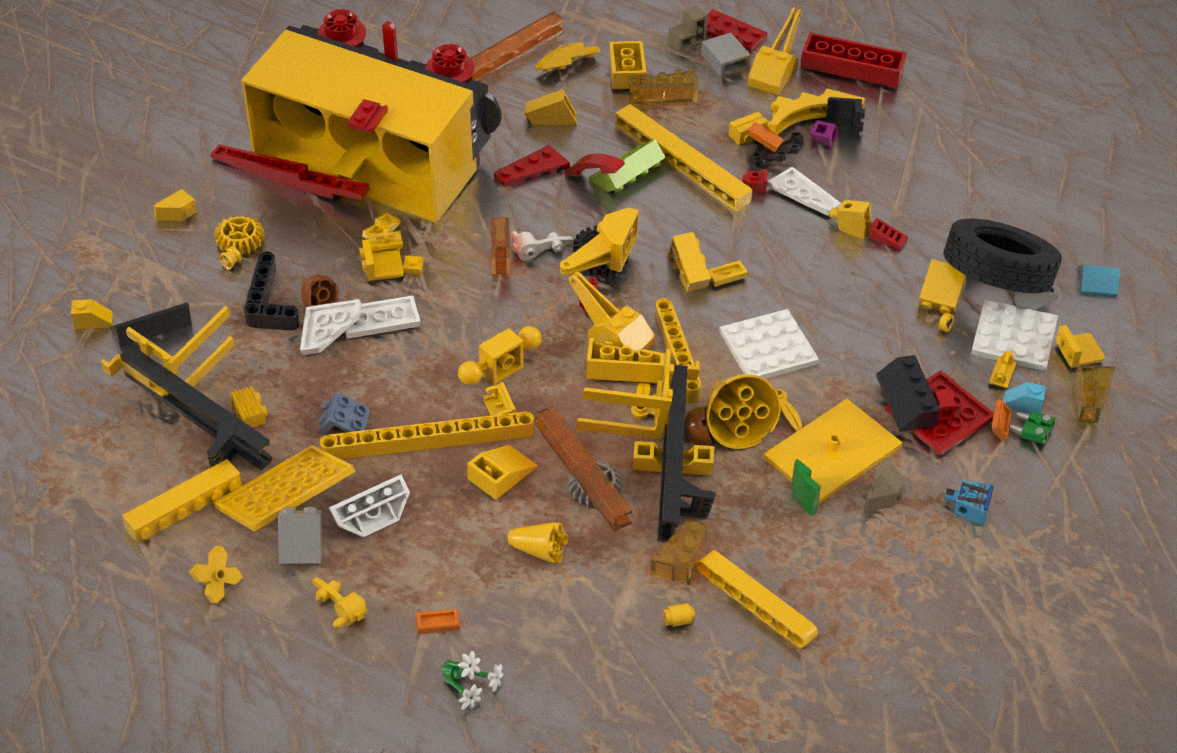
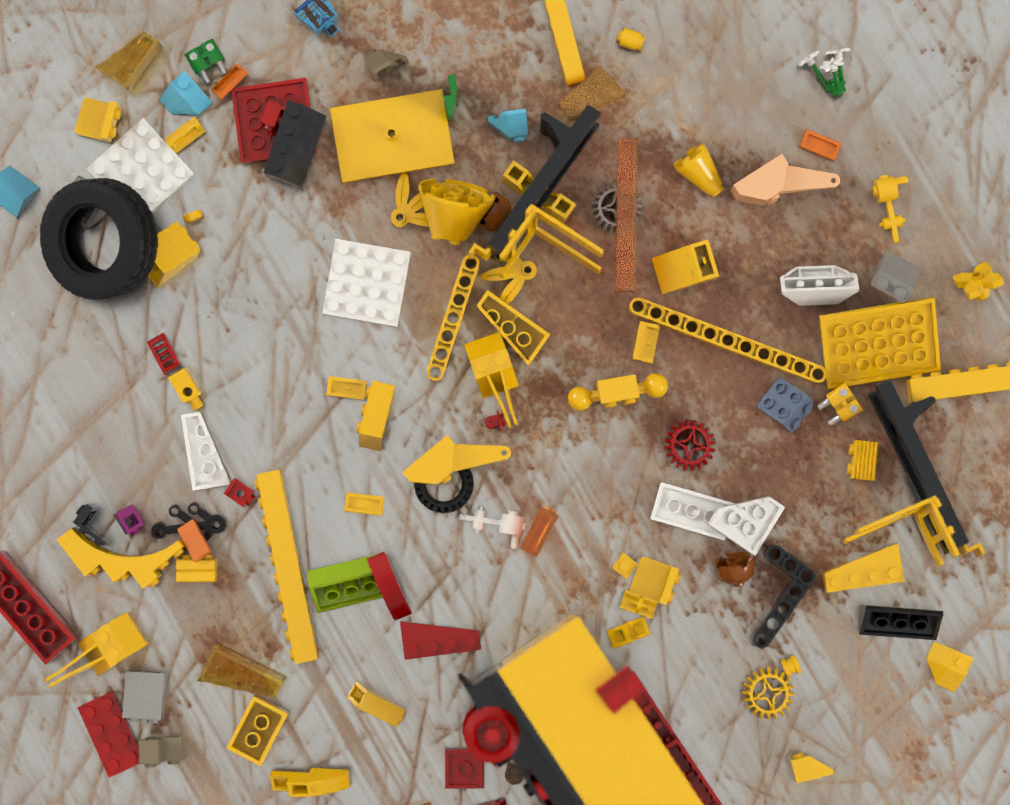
camera: 145 degrees left, 40 degrees up
(180, 337) = (869, 570): none -> yellow wedge
(292, 440) = (844, 403): none -> yellow piece
(411, 355) = (706, 448): none -> red gear
(466, 563) = (778, 178): none -> light nougat slope
(655, 216) = (364, 504): none -> yellow tile
(737, 498) = (511, 125): none -> medium azure slope

